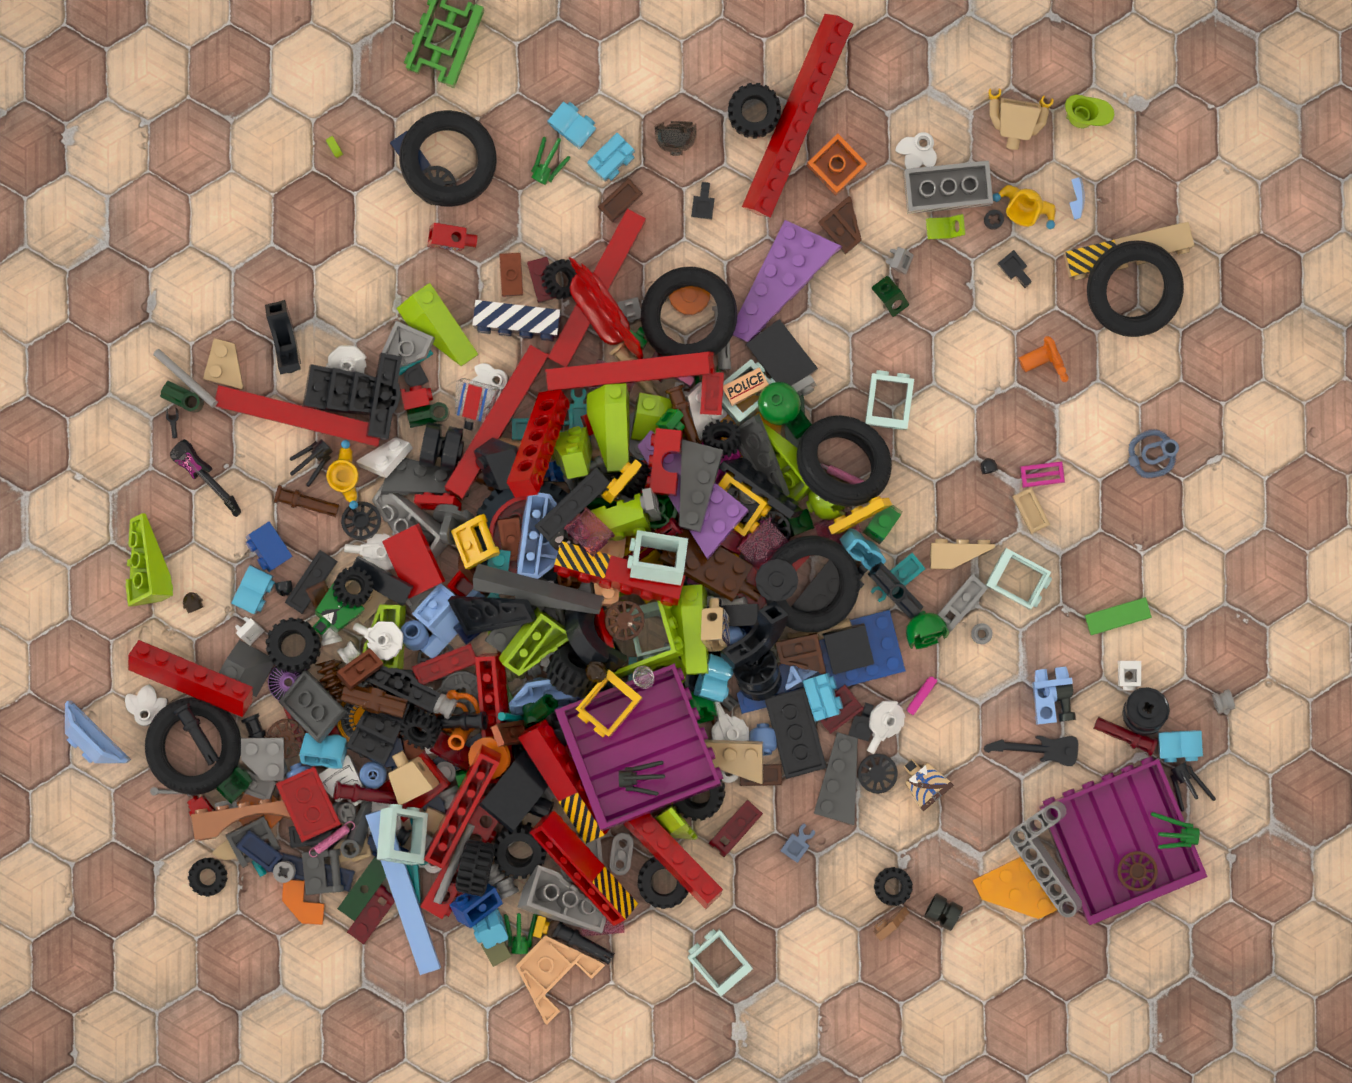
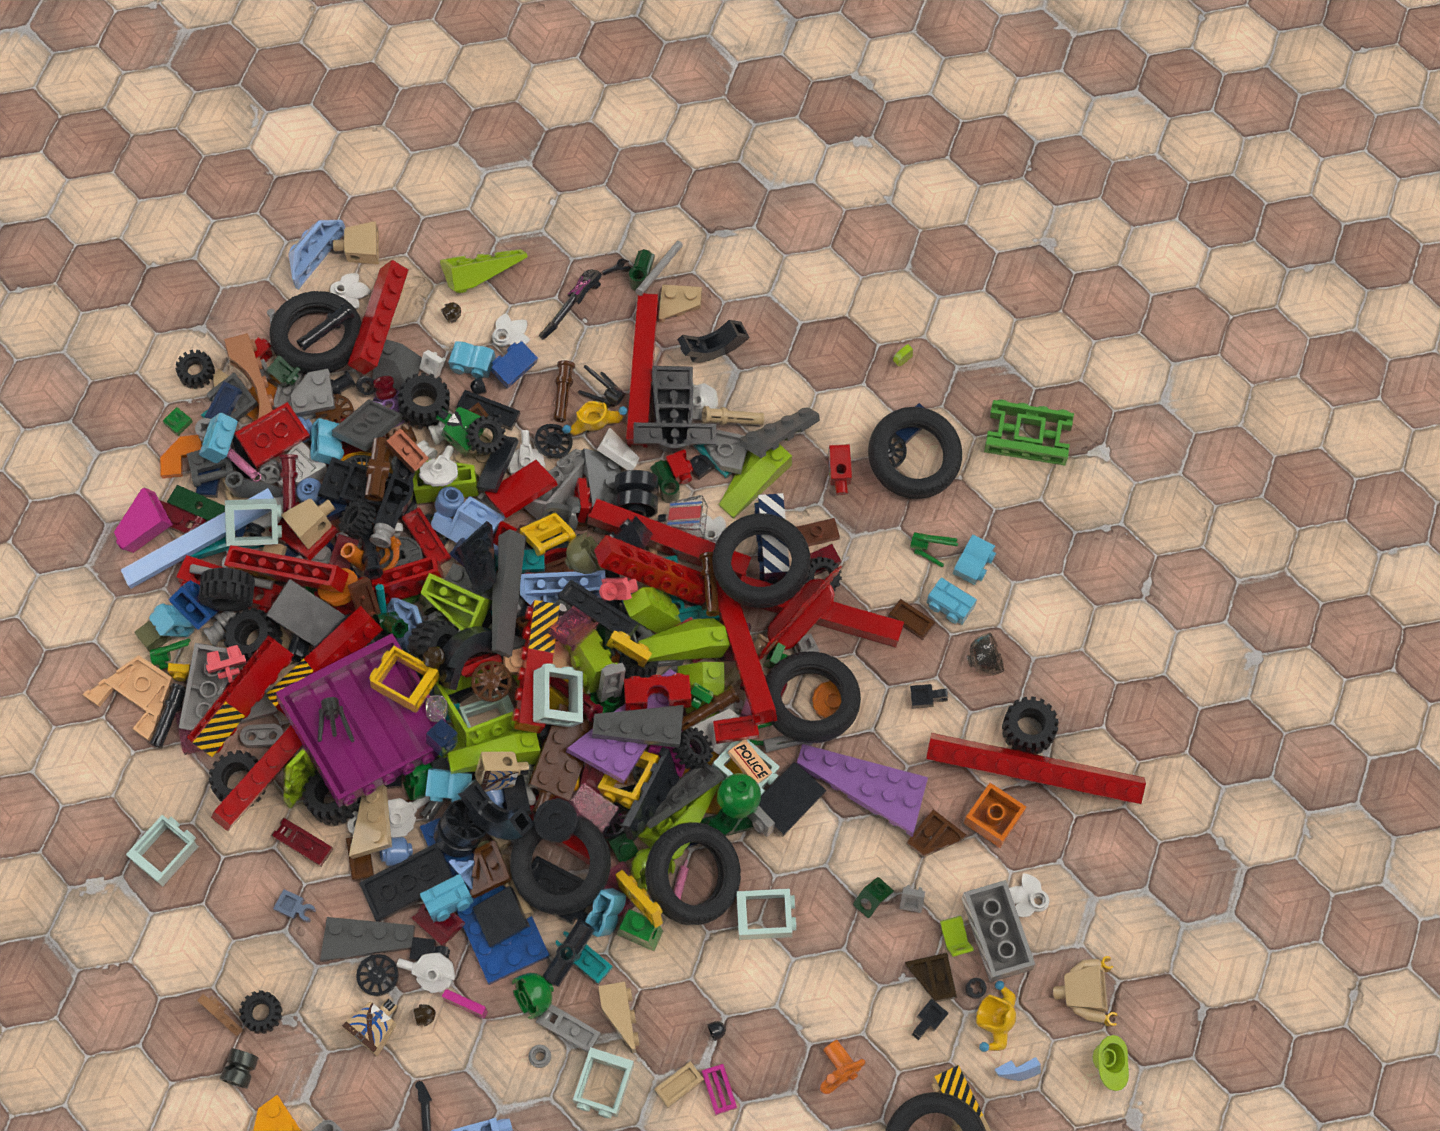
camera: 80 degrees right, 20 degrees down
(93, 687) = (360, 243): none -> tan torso
(225, 542) = (512, 330): none -> white plate
(262, 901) = (177, 421): none -> green tile
(267, 700) = (371, 390): none -> black bush
(269, 683) = (384, 387): none -> dark red wheel
(302, 858) = (218, 438): none -> medium azure brick
(371, 343) = (724, 416): none -> tan pin
(374, 946) = (142, 521): none -> dark pink slope
(401, 296) = (772, 433): none -> dark grey wing
(507, 509) = (582, 556): none -> olive cylinder
(509, 335) = (761, 525): none -> black tyre
(551, 887) = (235, 659): none -> coral hips
(555, 481) = (617, 588): none -> coral hips
(582, 392) = (707, 574): none -> reddish brown pin
(677, 675) = (442, 738): none -> dark blue brick
(924, 734) = (424, 1014): none -> dark brown plate
(976, 255) = (935, 976): none -> dark brown wing

